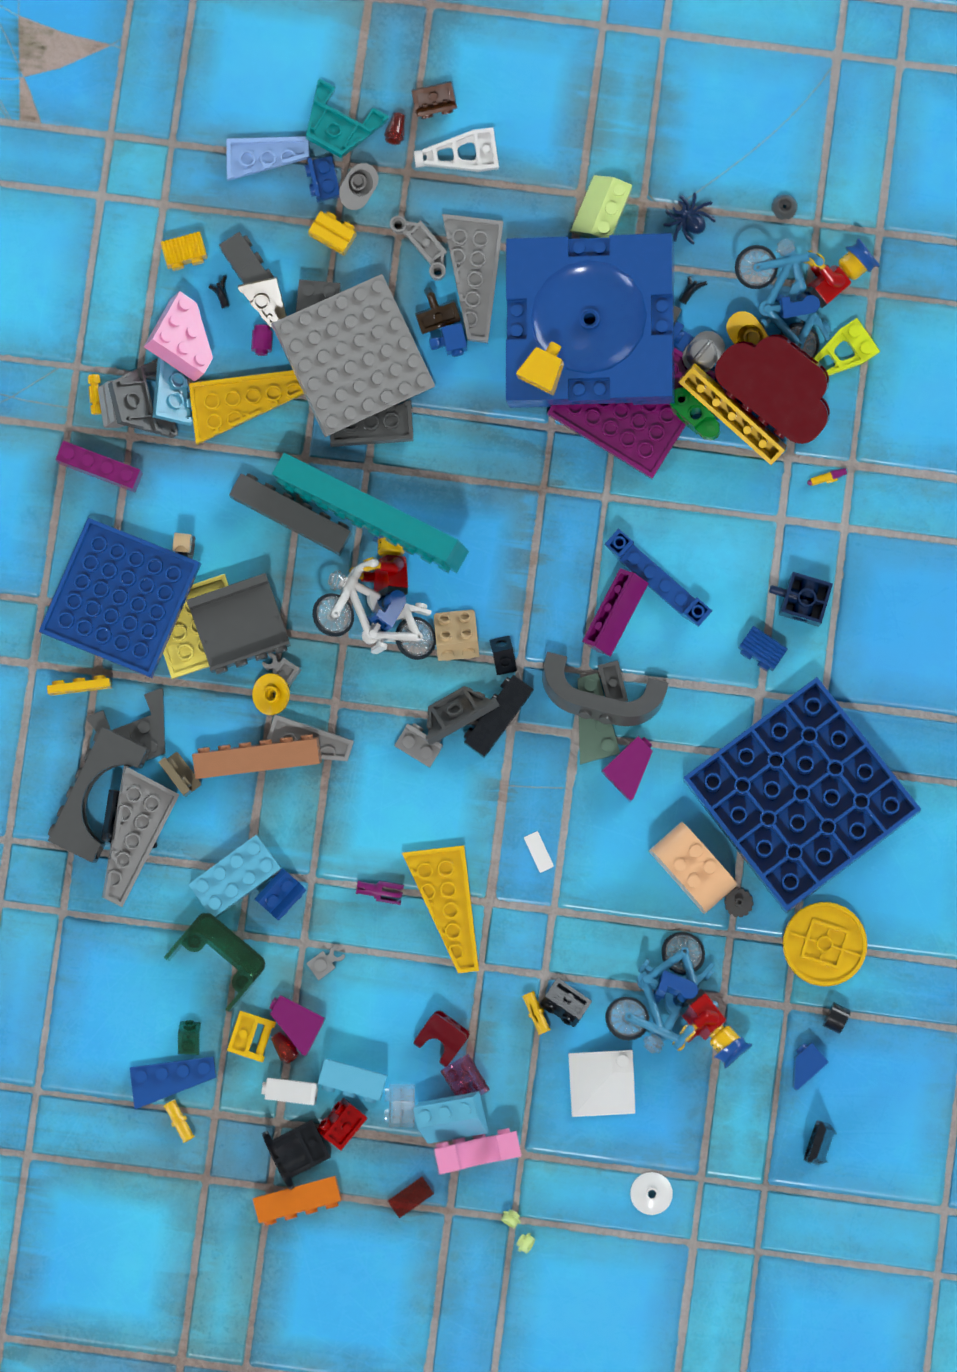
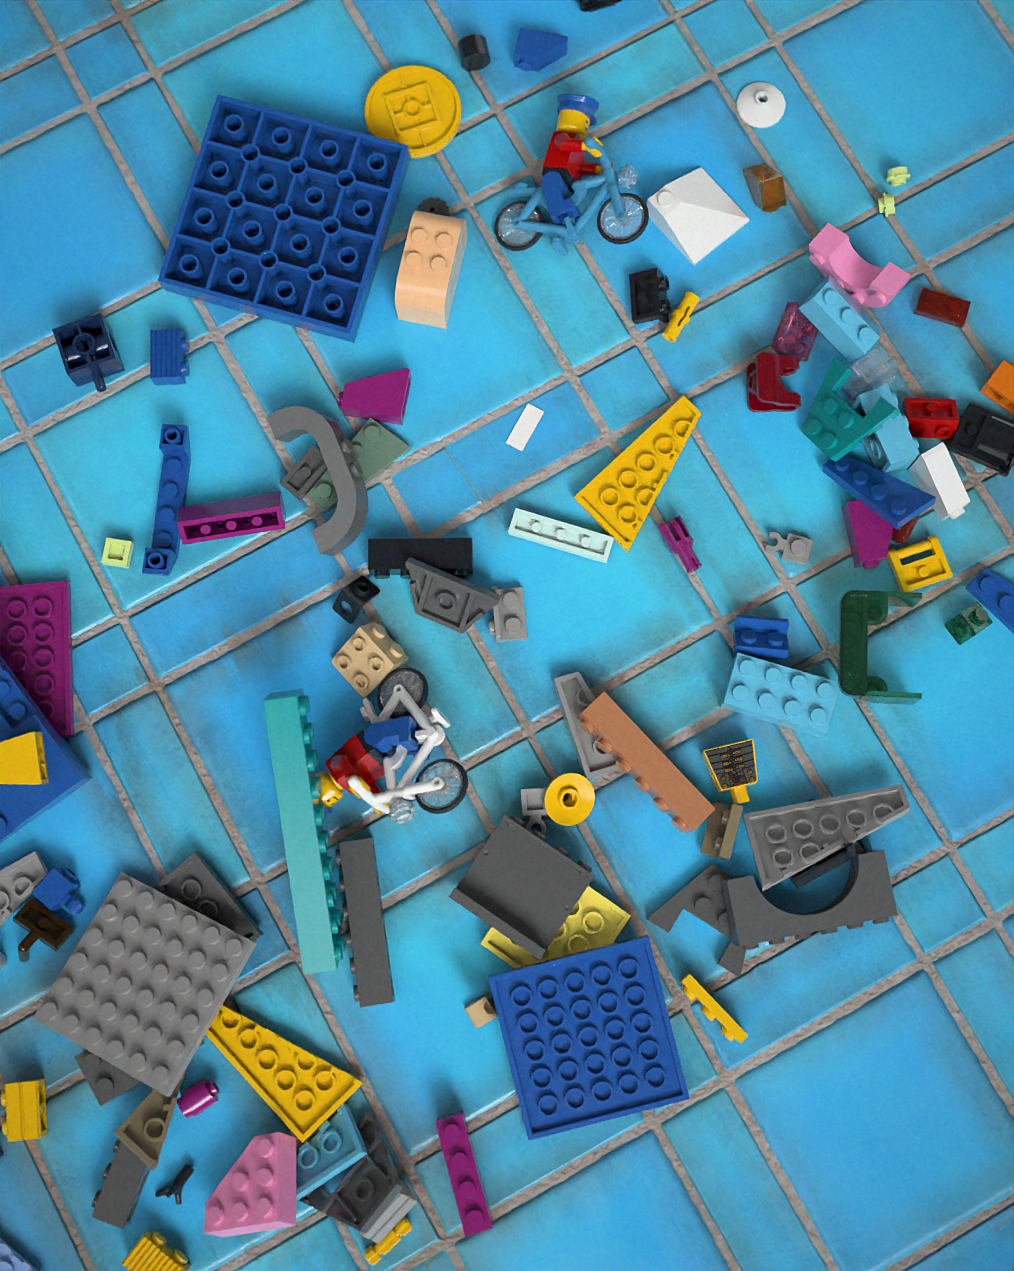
camera: 125 degrees left, 5 degrees down
(212, 811) = (732, 768): none -> torso
(314, 1044) = (880, 492): none -> blue wing
(386, 1052) = (834, 423): none -> teal wing
(445, 817) = (561, 535): none -> light aqua plate
(586, 1143) = (765, 187): none -> clear orange slope
(648, 523) = (117, 553): none -> yellowish green plate

